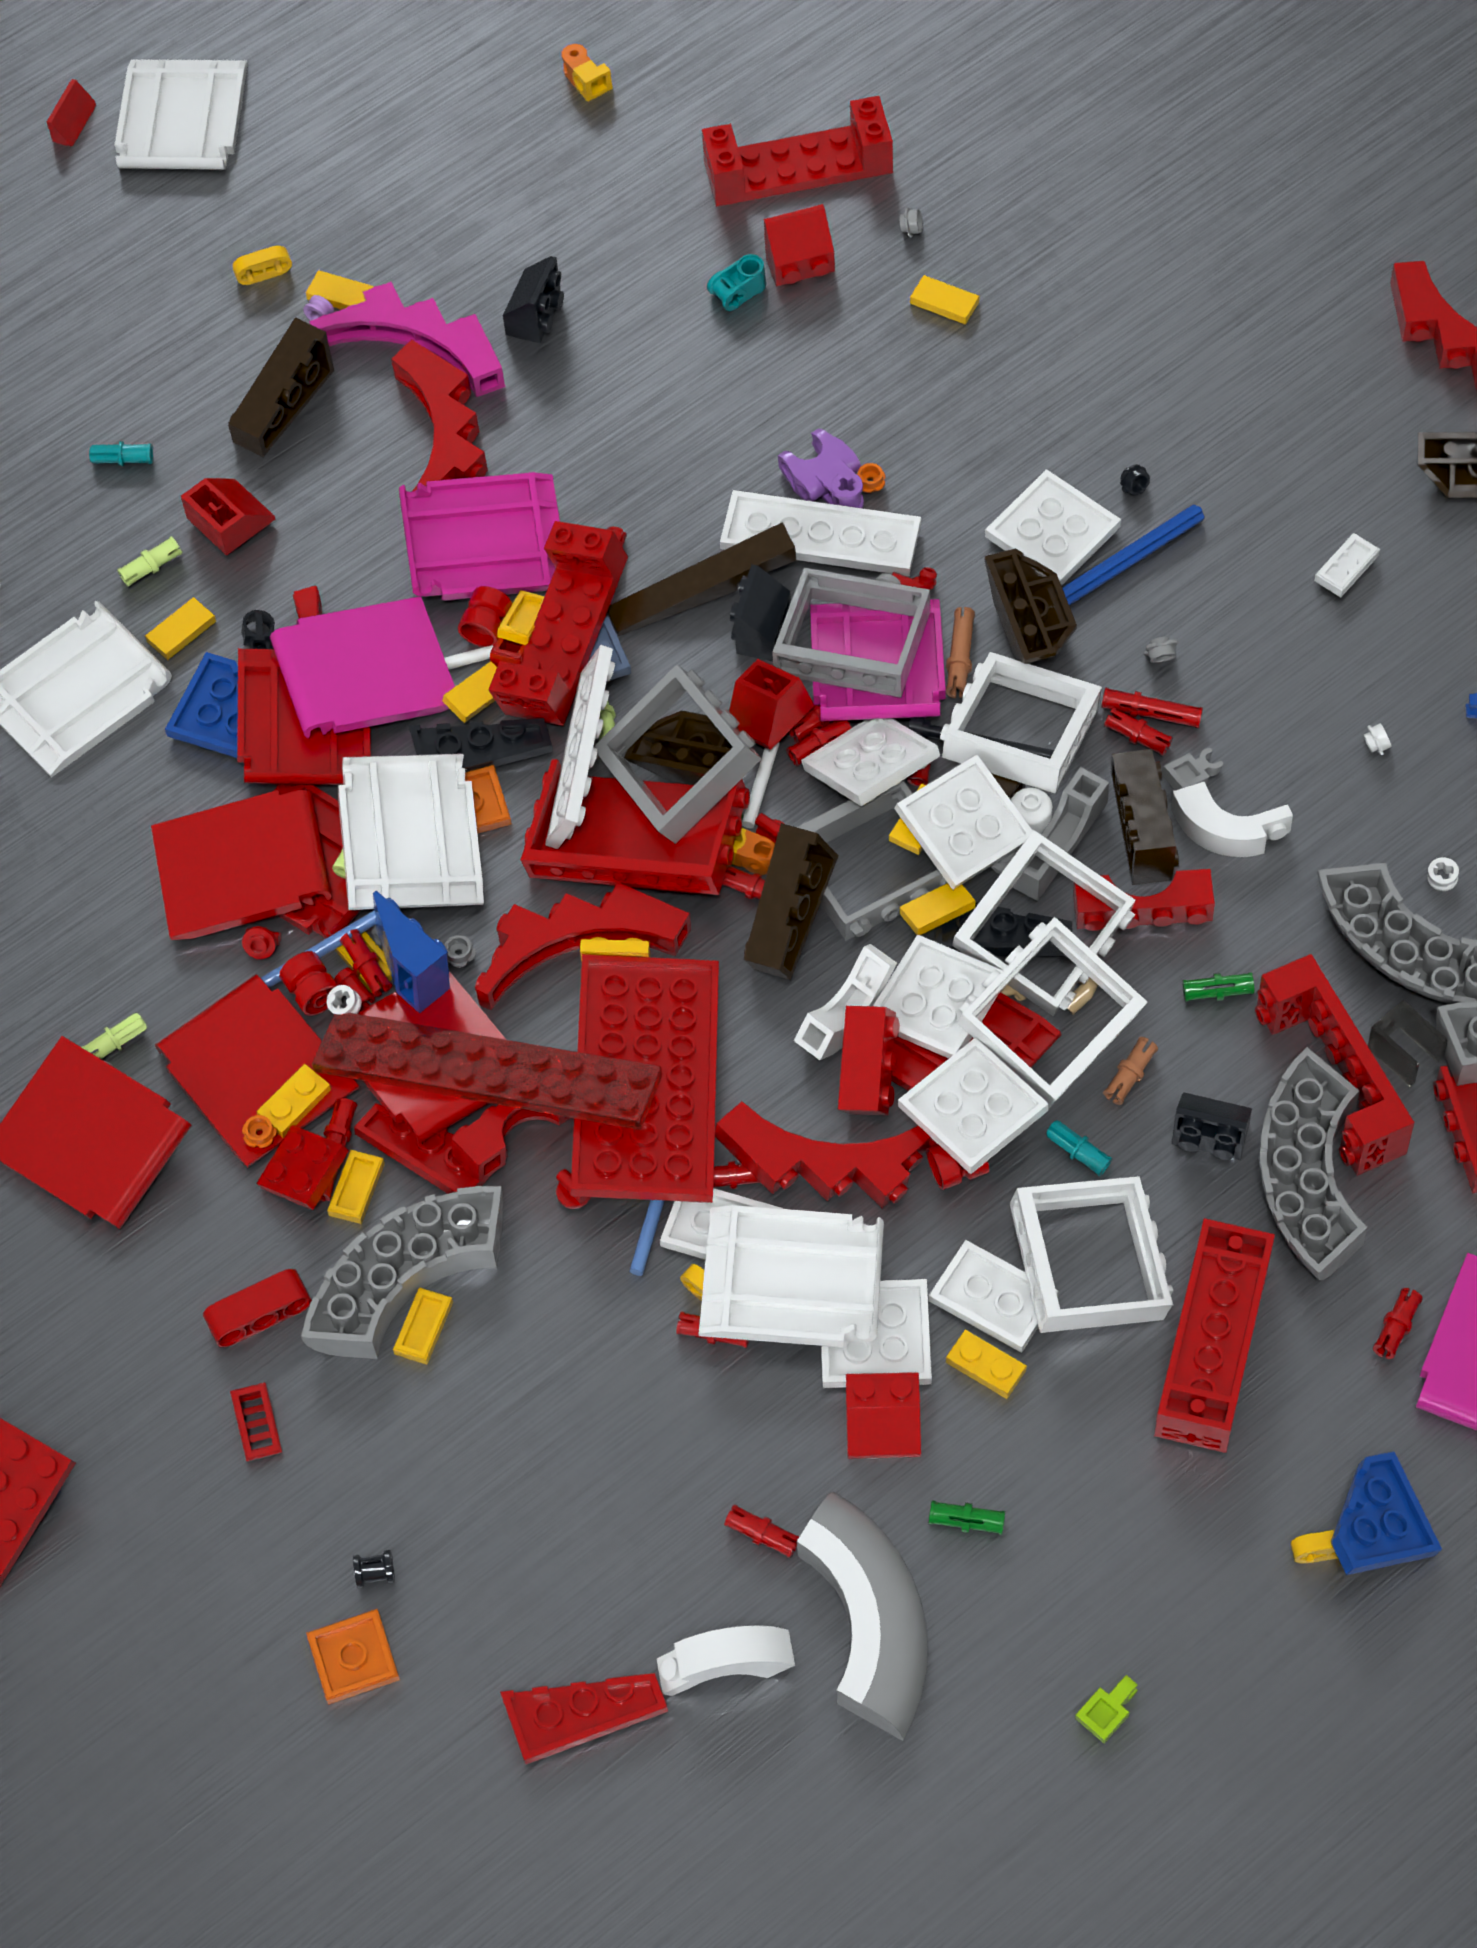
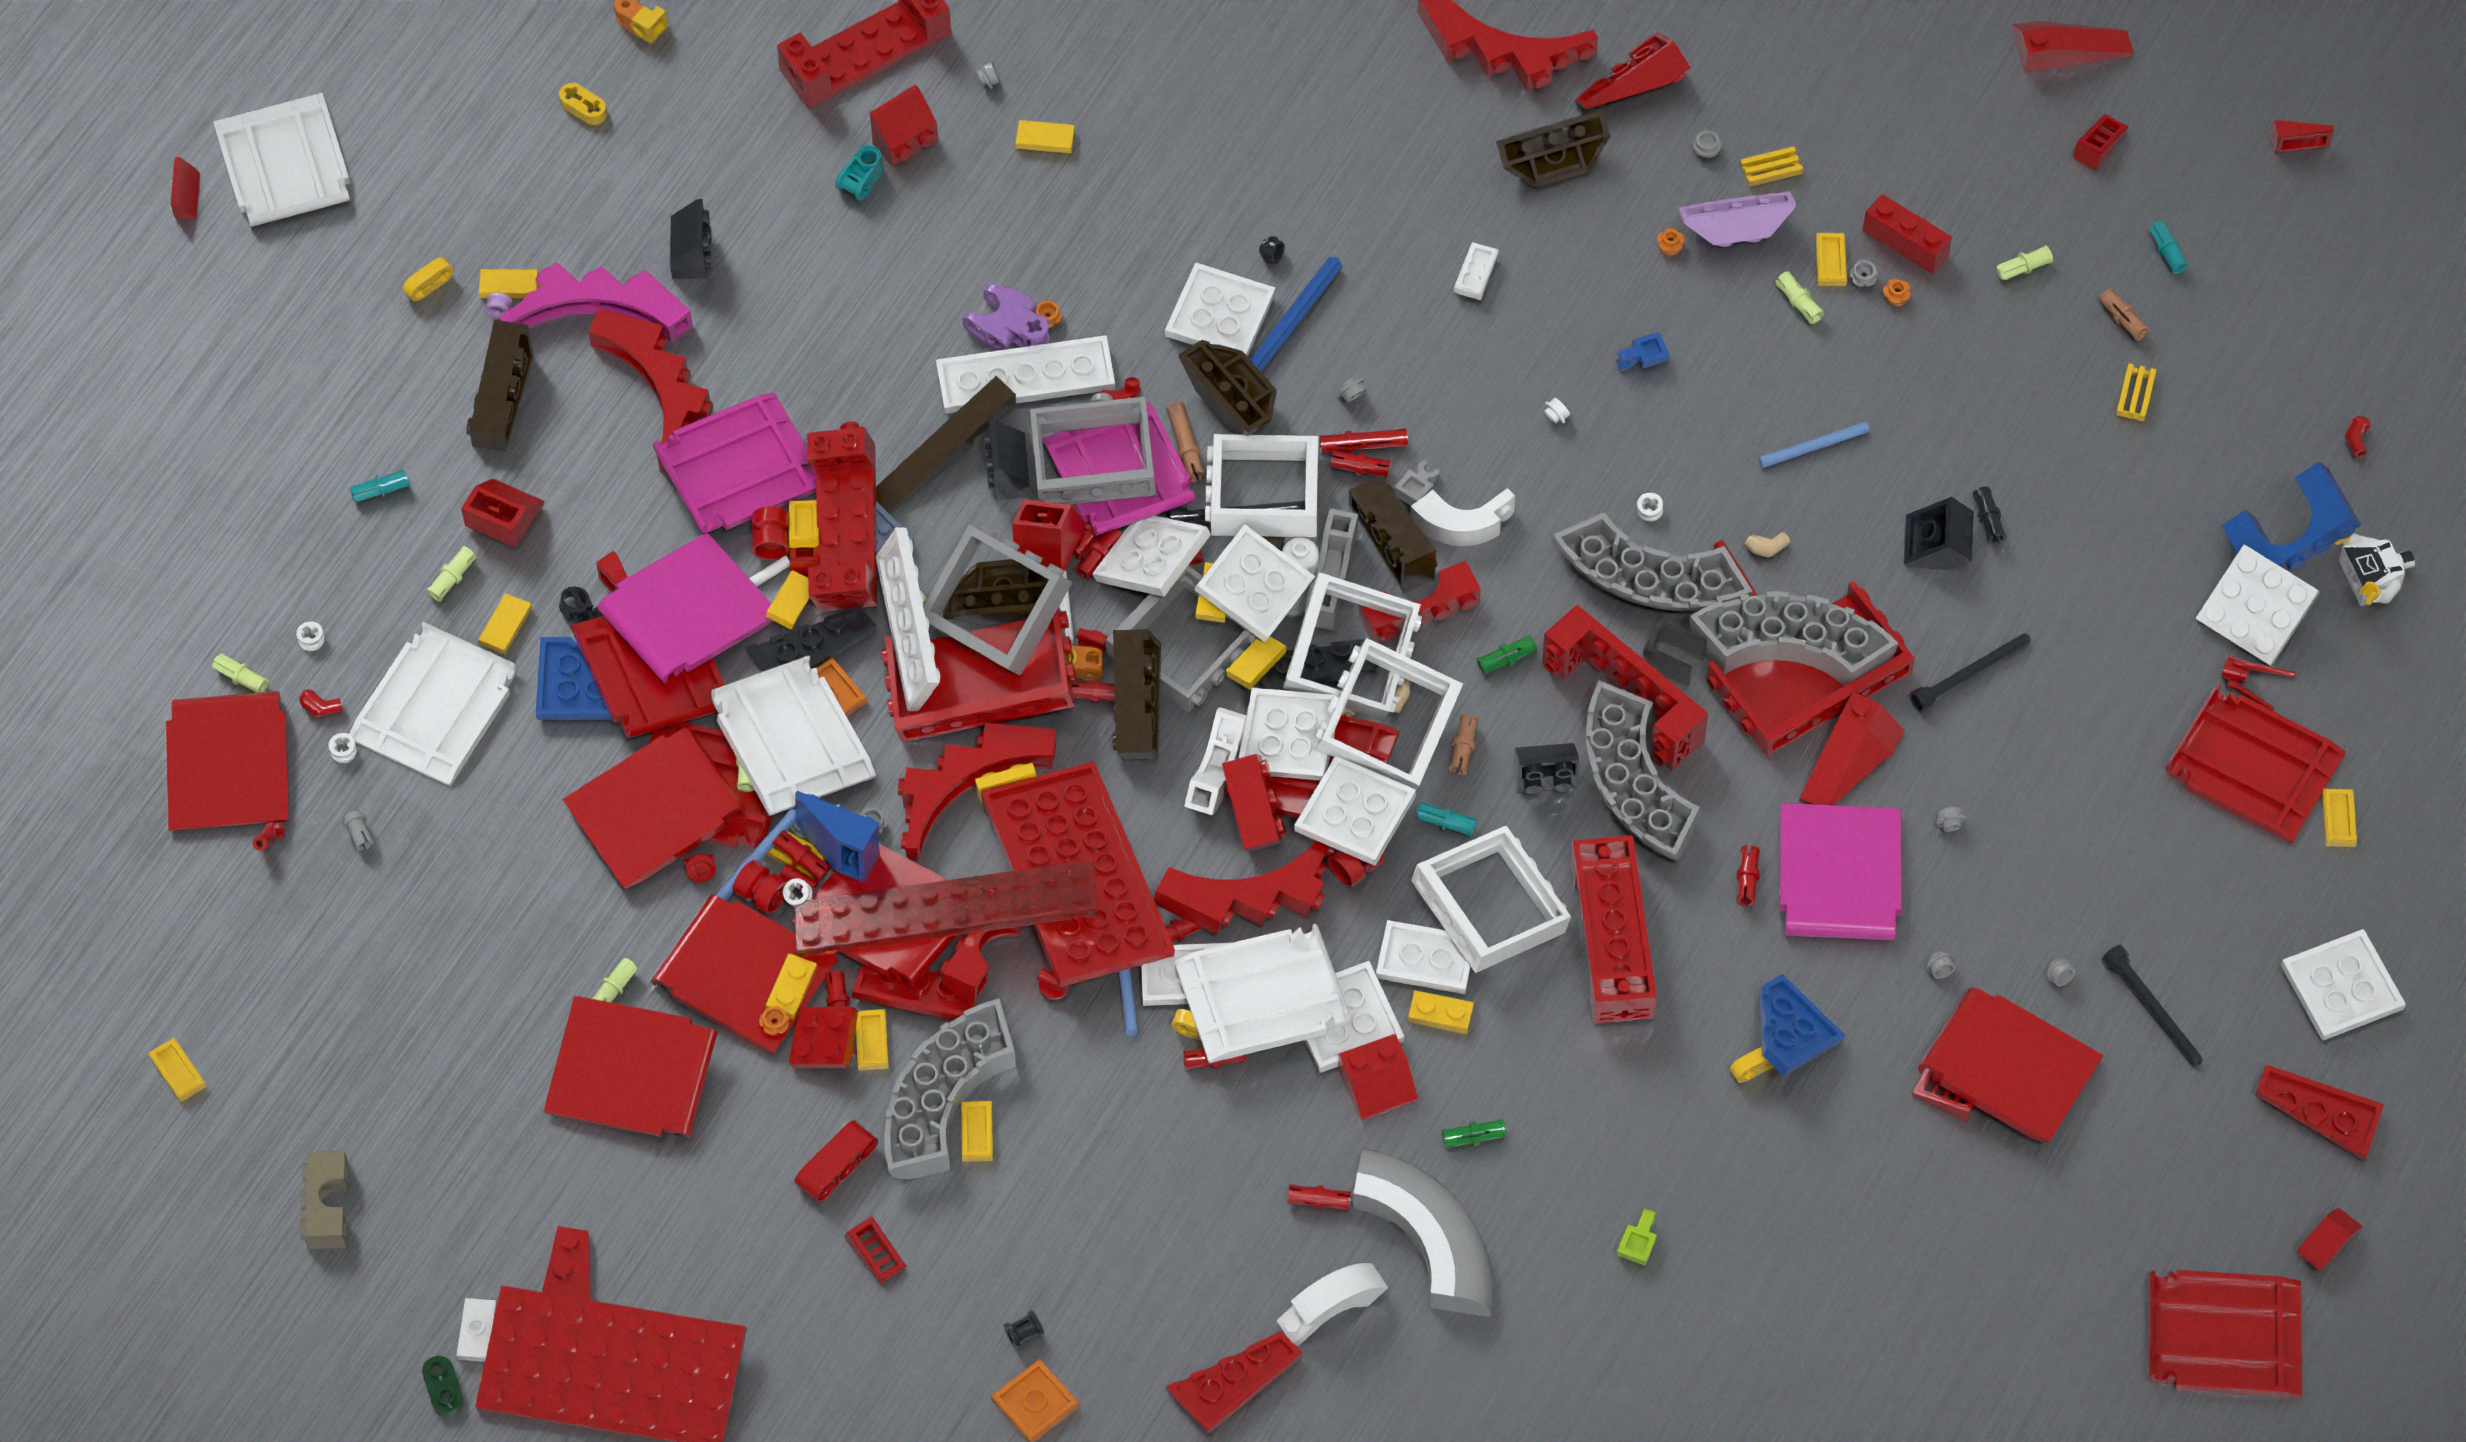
camera: 25 degrees left, 0 degrees up
(497, 137) = (585, 100): none -> yellow beam

